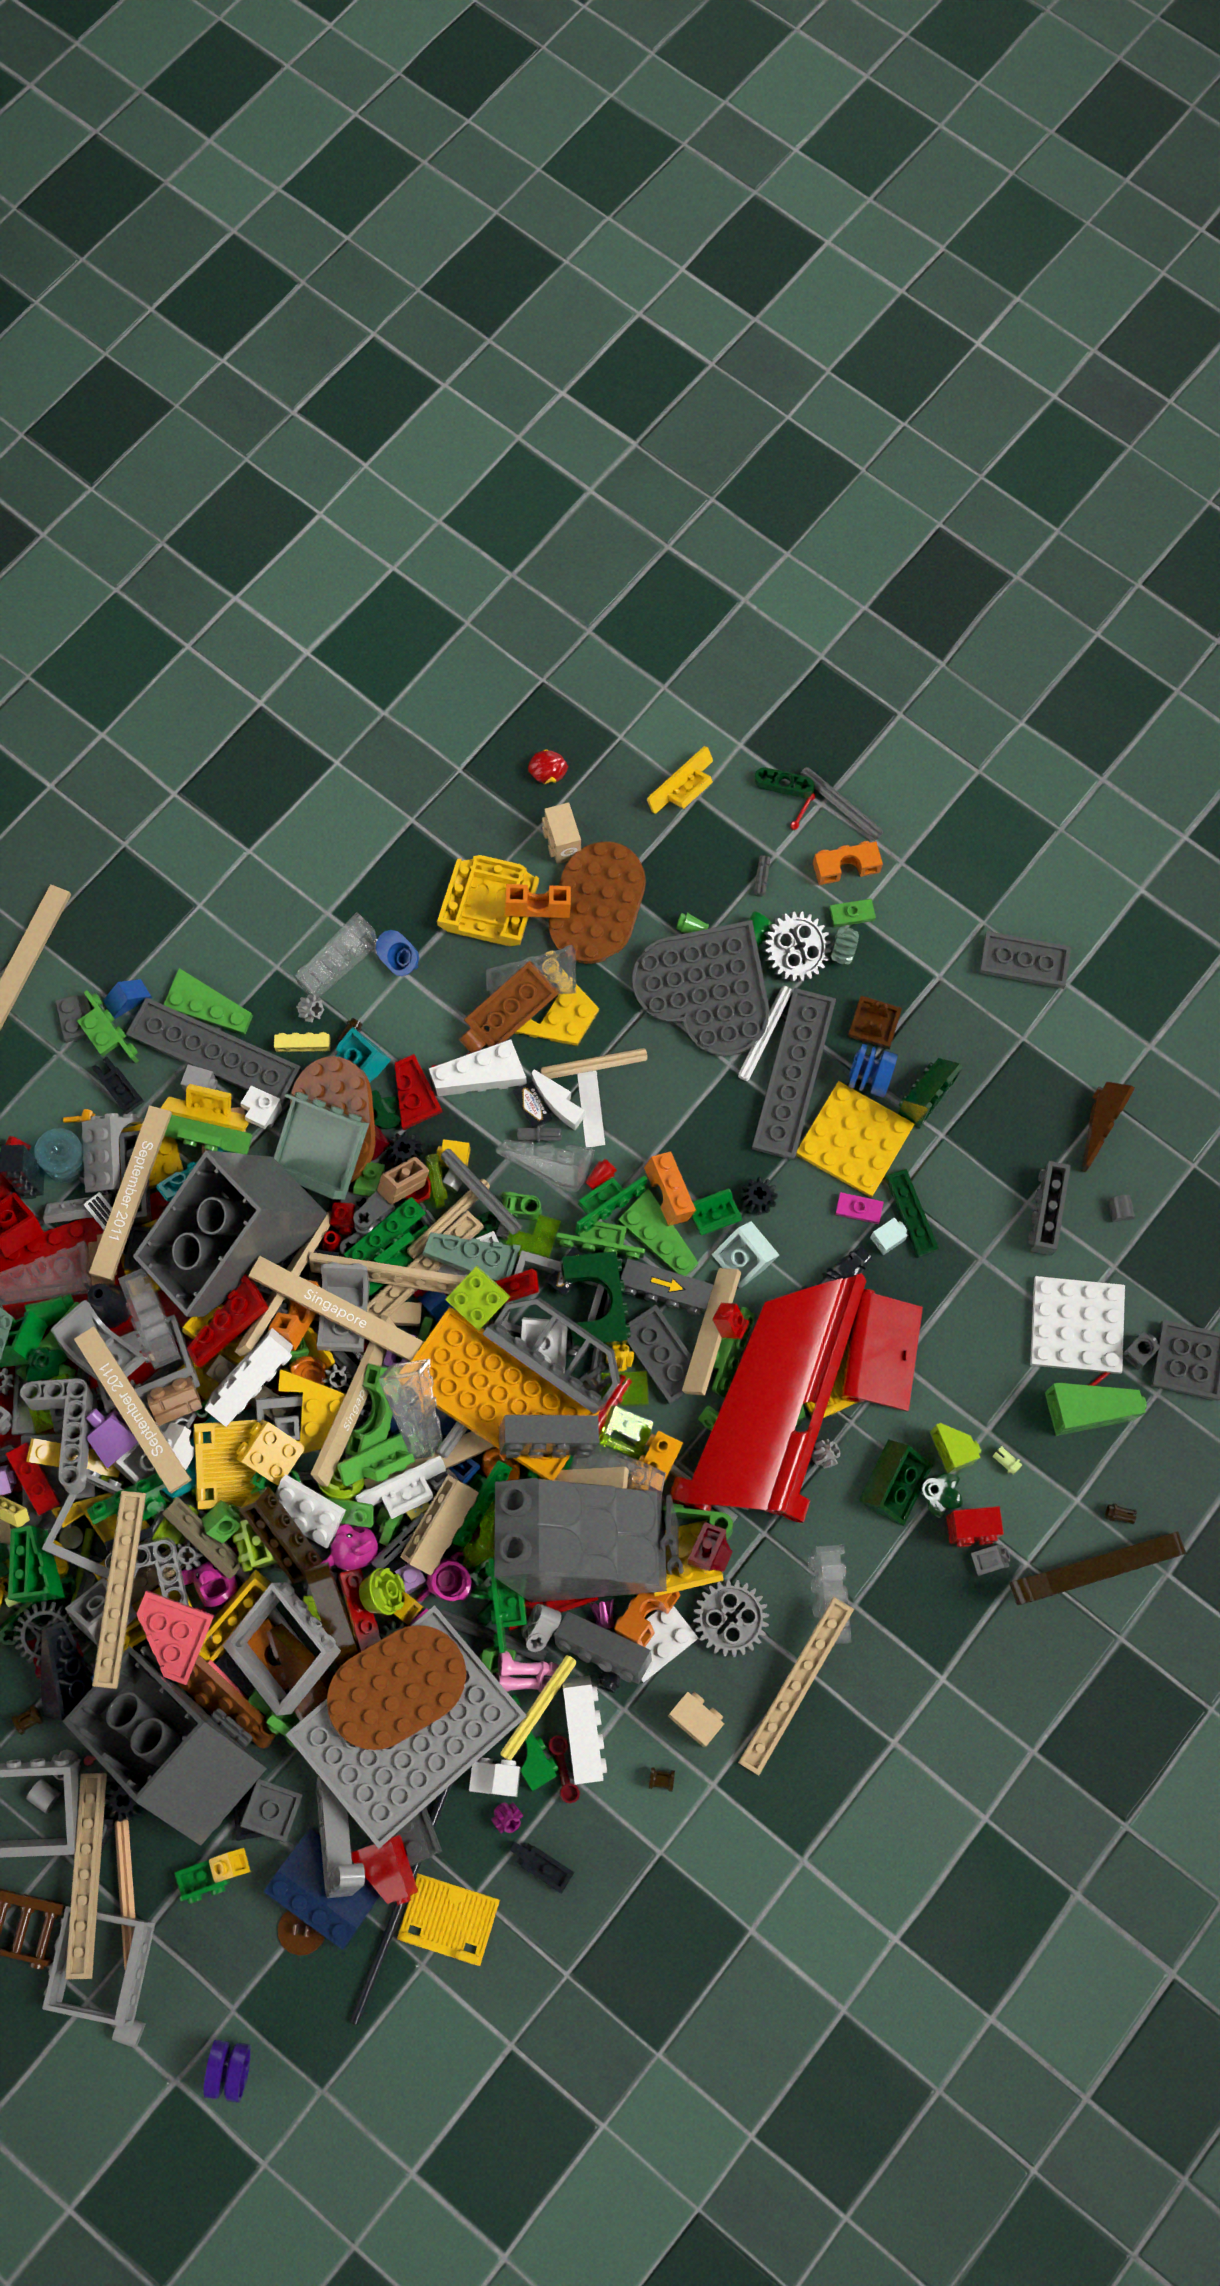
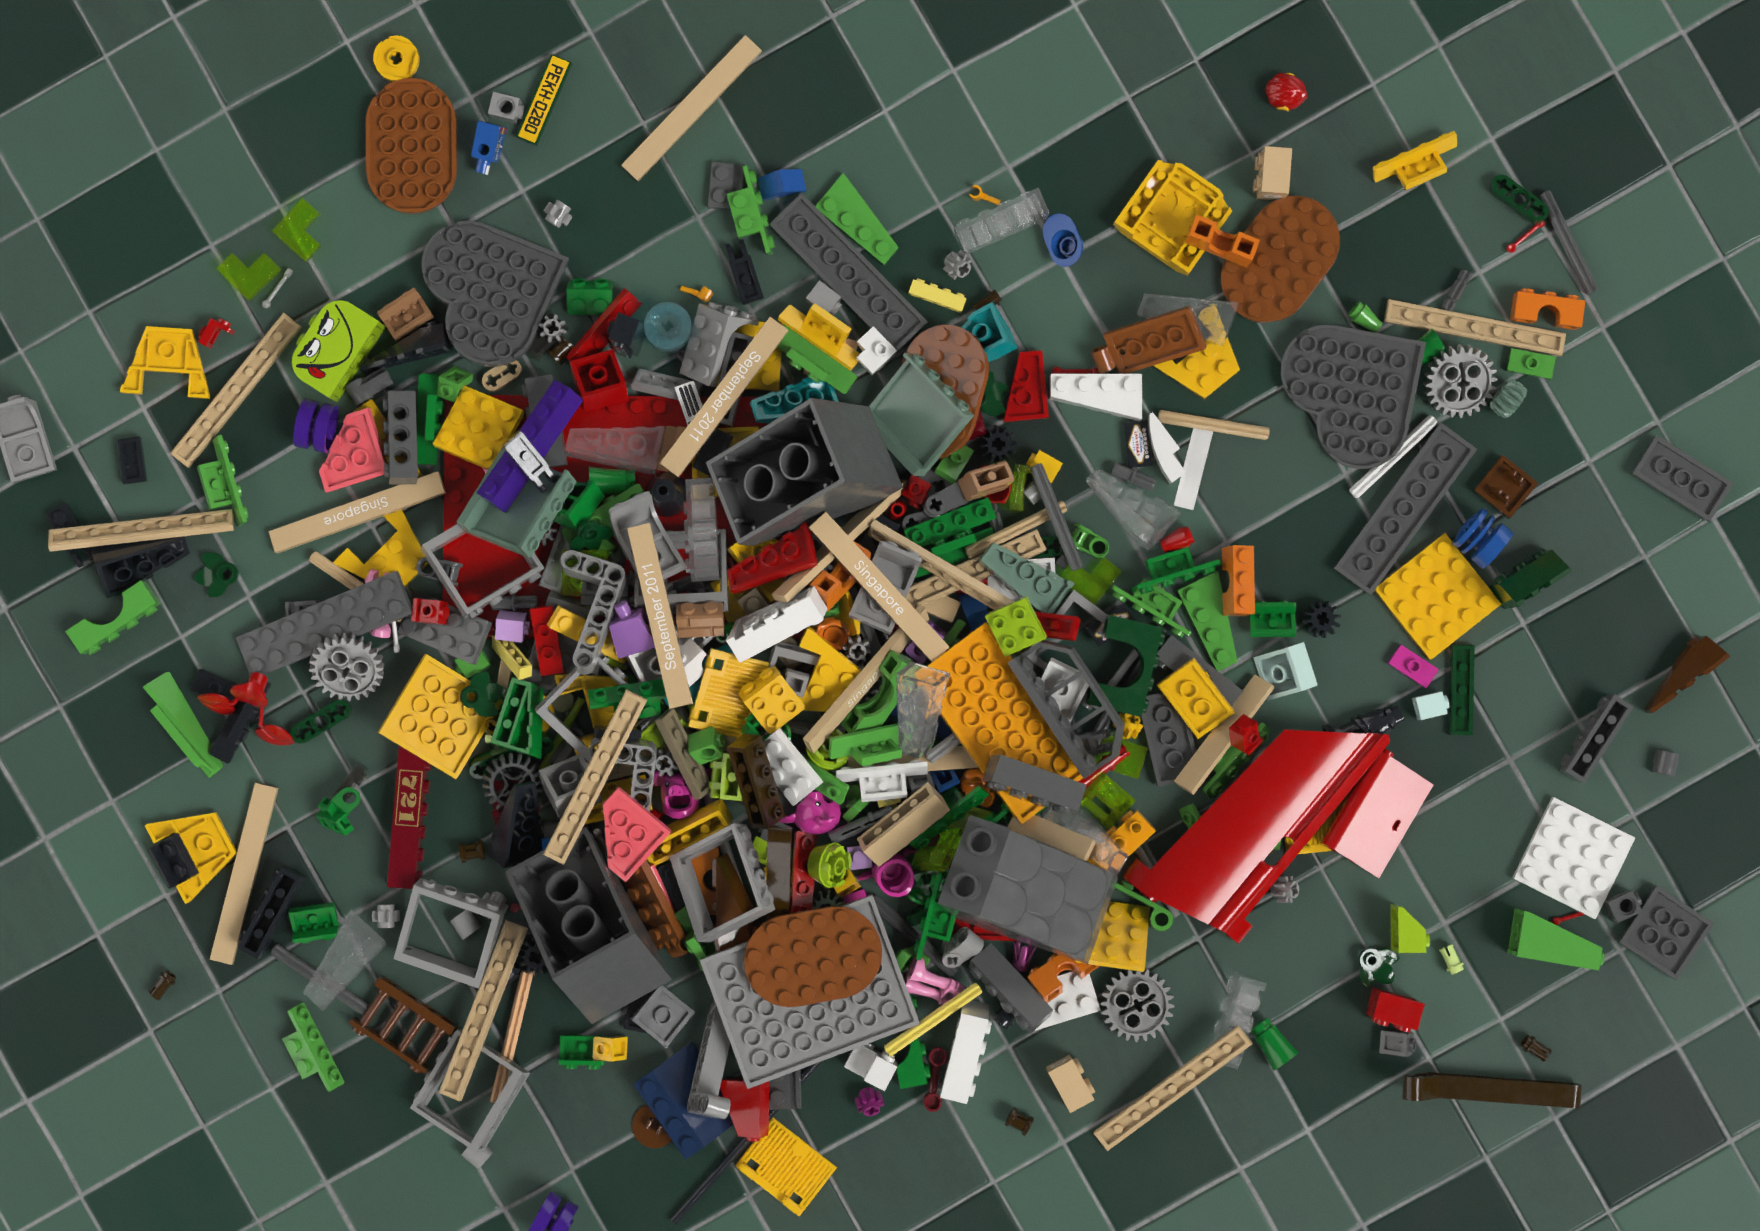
camera: 25 degrees right, 15 degrees up
(231, 1727) = (652, 932): dark grey axle -> none
(311, 944) = (984, 196): none -> light orange hand
(543, 1866) = (885, 1154): black hinge -> none
(672, 1306) = (1196, 698): none -> yellow tile
(672, 1536) = (1109, 920): dark grey flag -> none
(710, 1549) = (1143, 941): dark red slope -> none
(790, 900) = (1474, 327): none -> tan tile
(874, 1605) = (1273, 1043): none -> green plant
(896, 1482) = (1339, 939): dark green slope -> none

